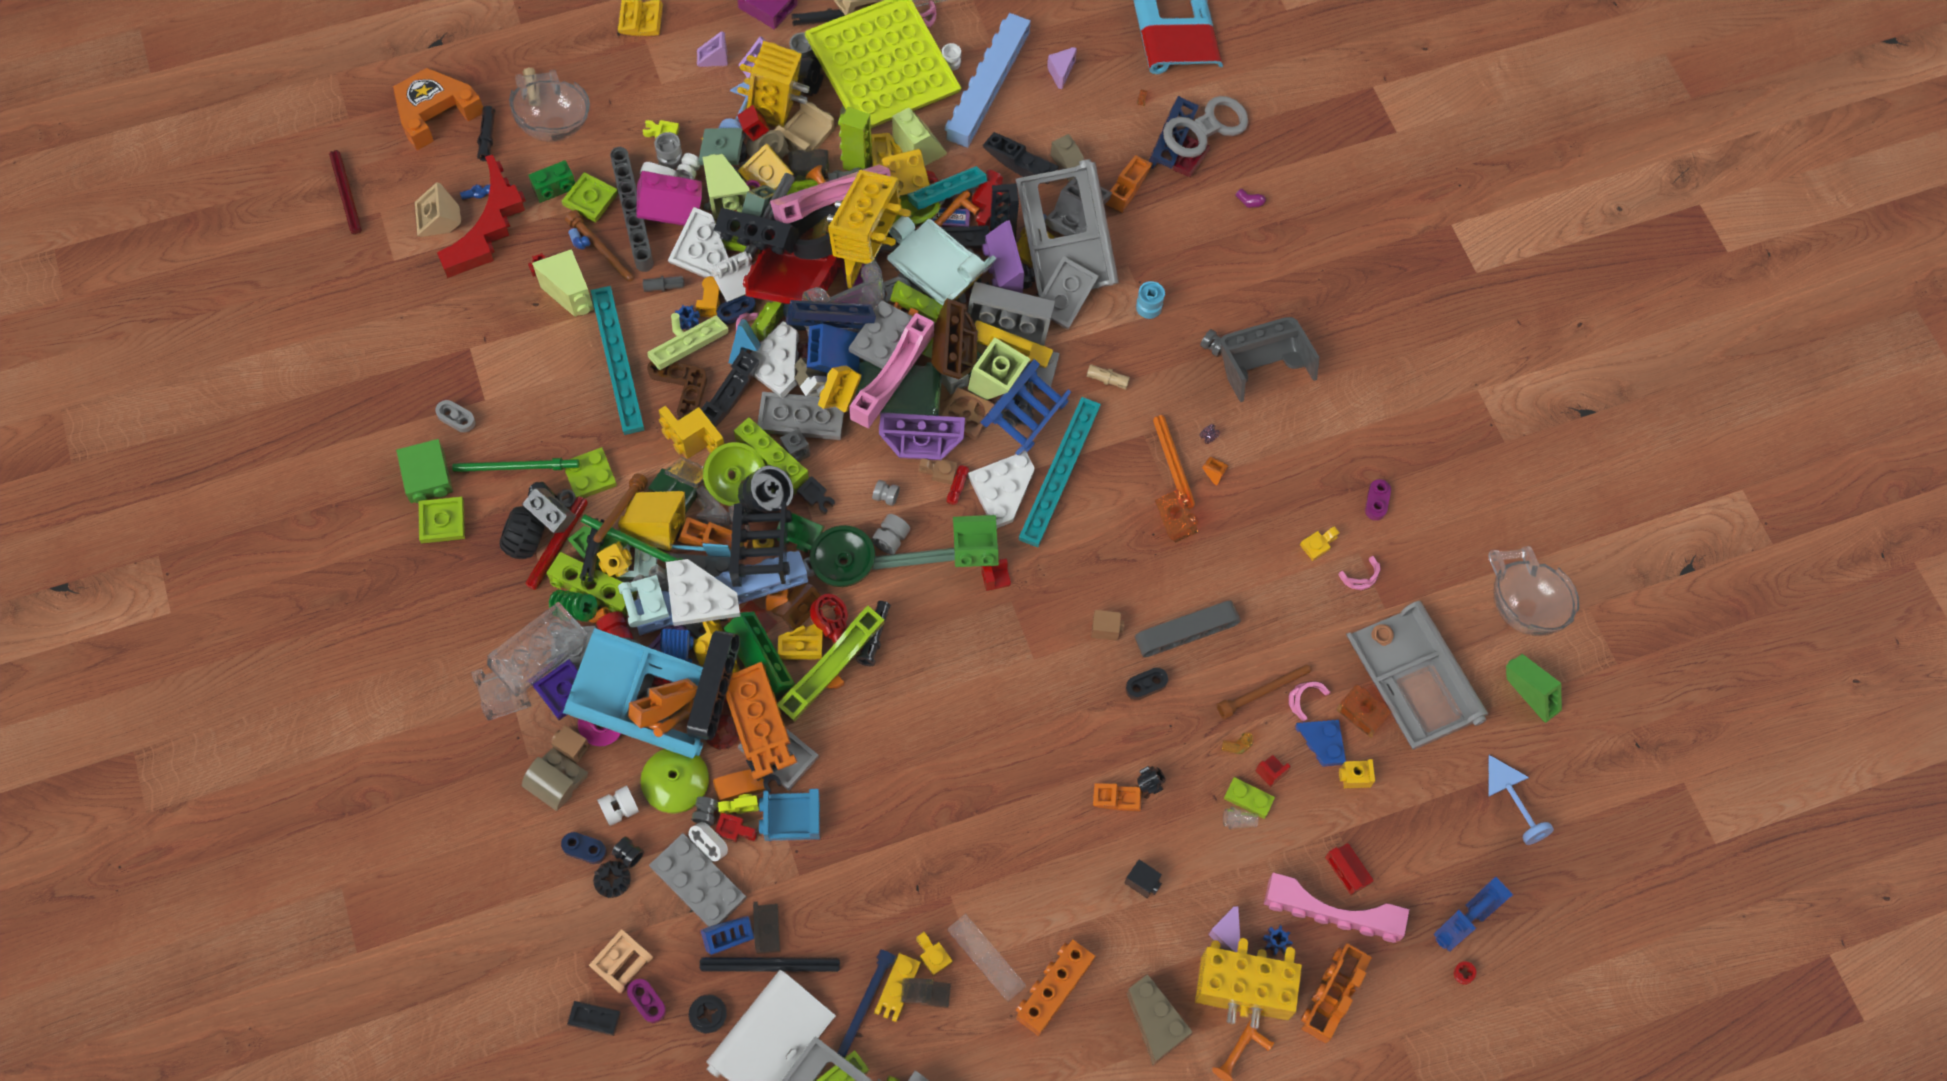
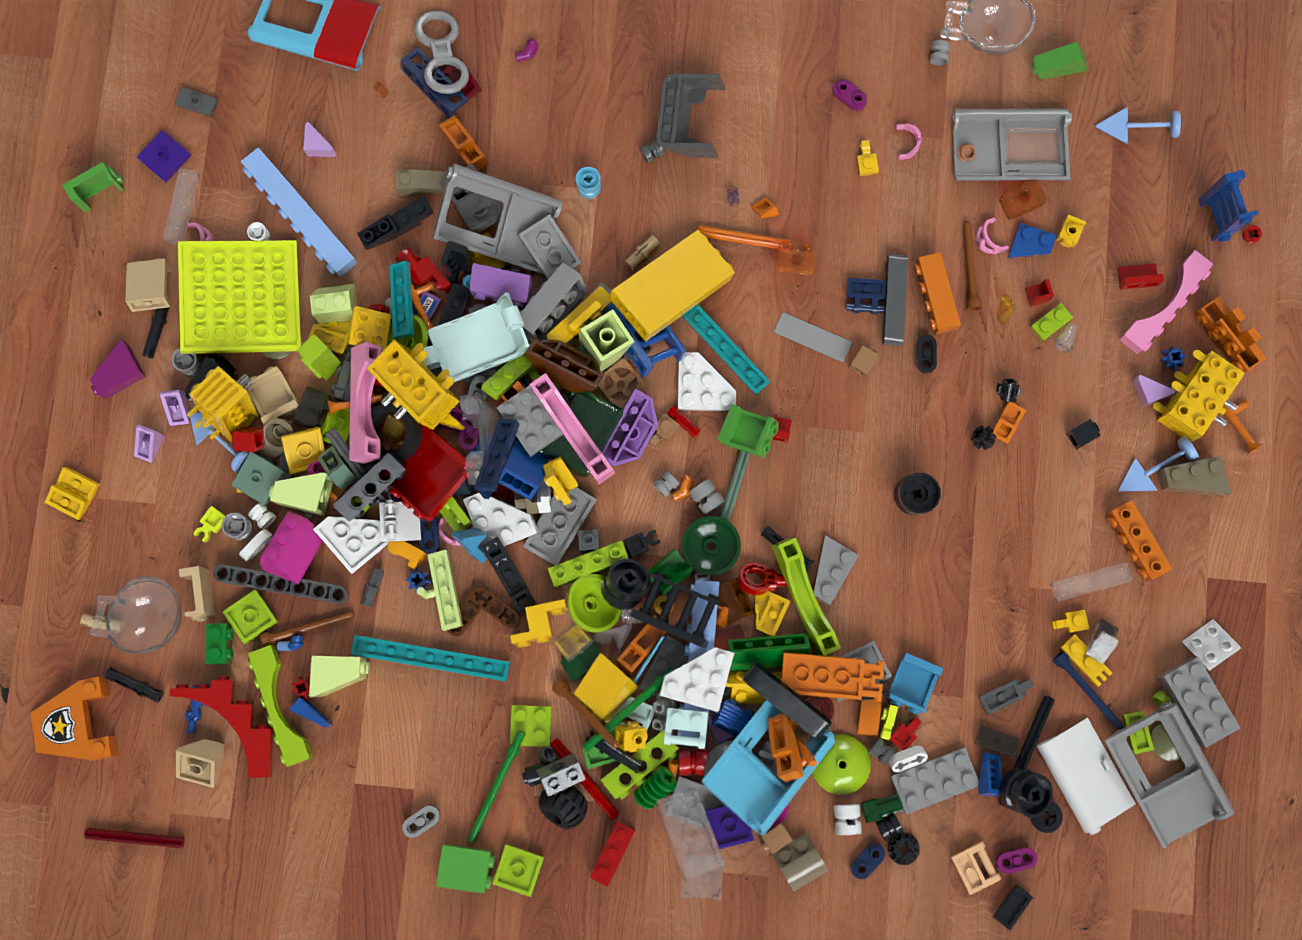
camera: 60 degrees left, 15 degrees up
(492, 595) = (612, 853): none -> red brick
(521, 279) = (309, 711): none -> blue slope
(546, 229) = (266, 667): none -> lime arch
(592, 146) = (202, 592): none -> tan panel
(642, 832) = (878, 808): none -> dark green piece
(720, 987) = (1026, 792): none -> black wheel
(820, 914) = (1004, 695): none -> dark grey hinge
(873, 685) = (833, 569): none -> light grey wing
(881, 510) = (686, 487): none -> orange arm
(987, 718) = (928, 492): none -> black wheel
(1086, 775) = (983, 437): none -> black gear
(1087, 410) = (671, 285): none -> yellow brick
(1107, 570) = (812, 337): none -> light grey sticker
(1125, 960) = (1138, 479): none -> light blue piece
(1182, 595) = (866, 289): none -> dark blue plate
(1215, 665) = (937, 293): none -> orange brick
(1472, 564) = (940, 50): none -> light grey wheel

